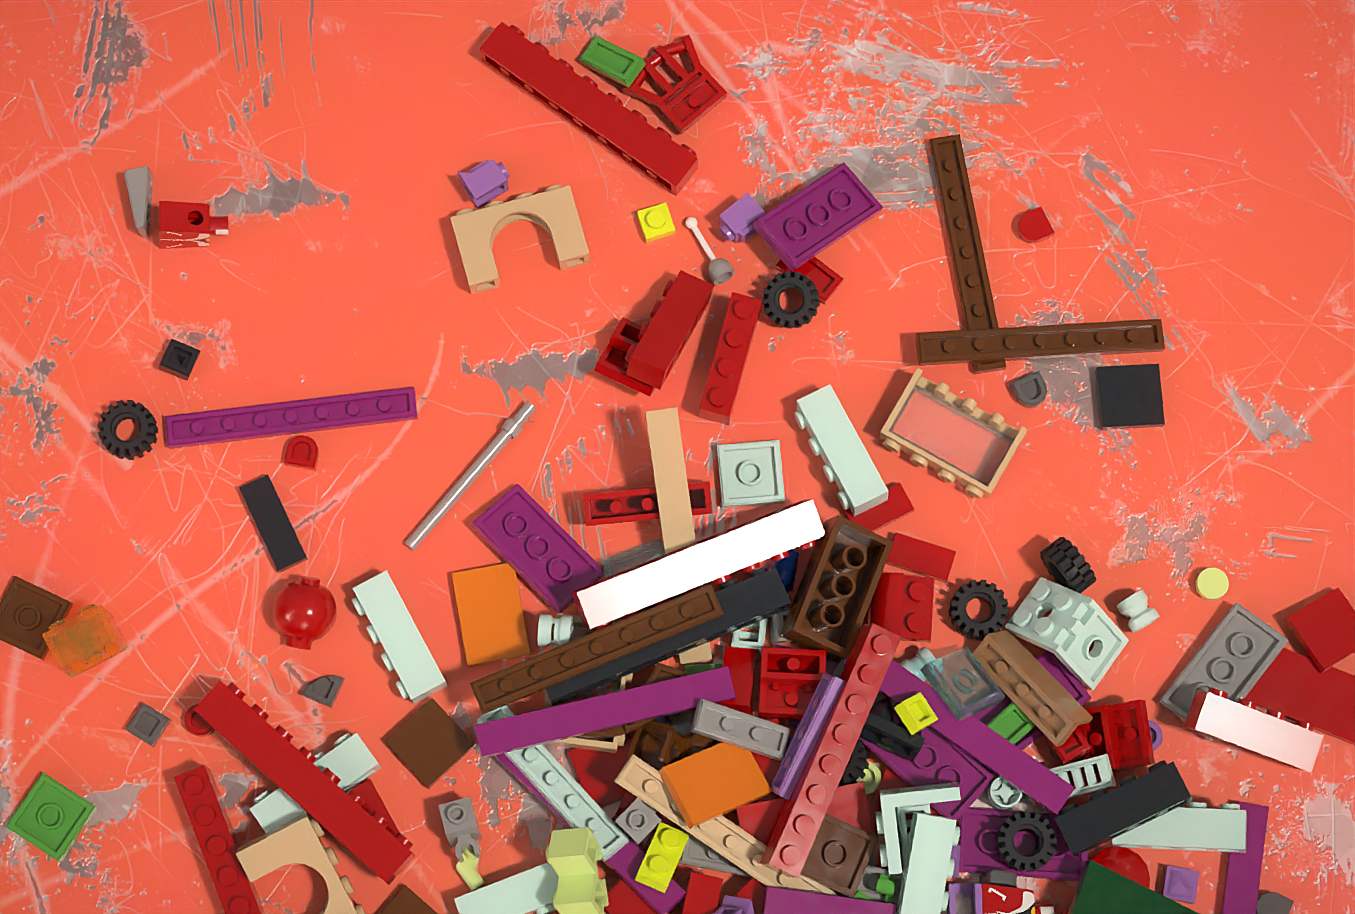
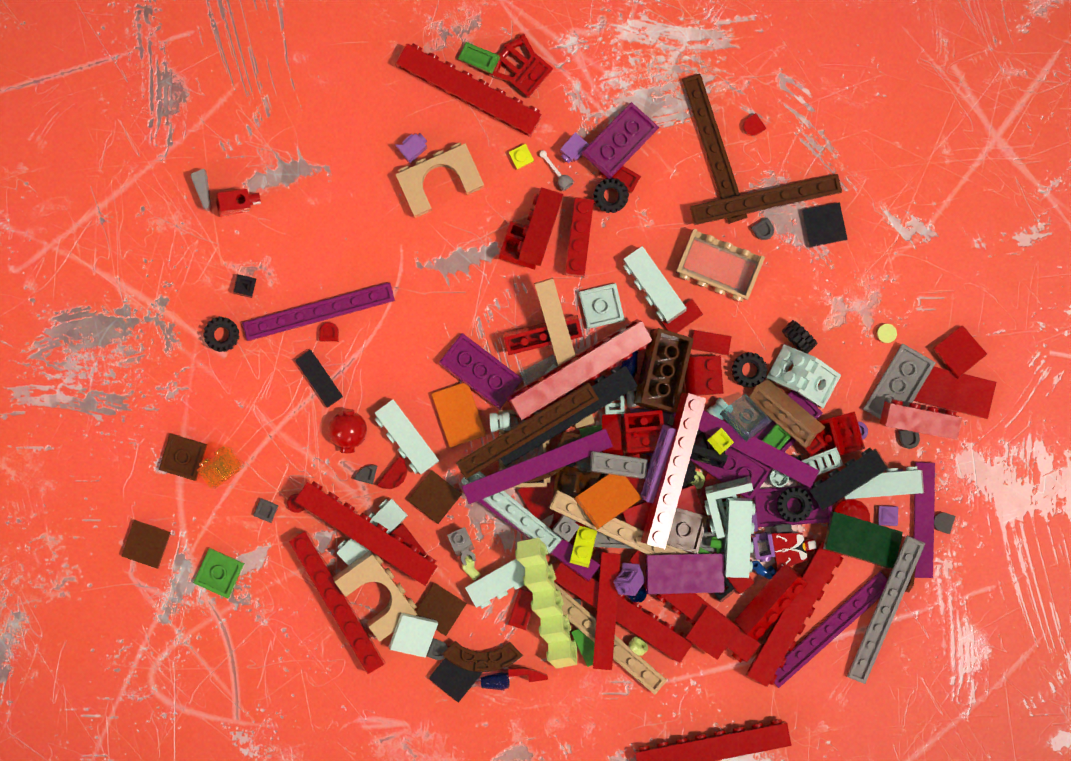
camera: 10 degrees left, 10 degrees up
(369, 698) = (395, 475): none -> red tile
(510, 429) = (452, 300): light grey bar -> none
(1137, 610) = (843, 356): light aqua wheel -> none
(1230, 761) = (909, 439): none -> dark grey tile

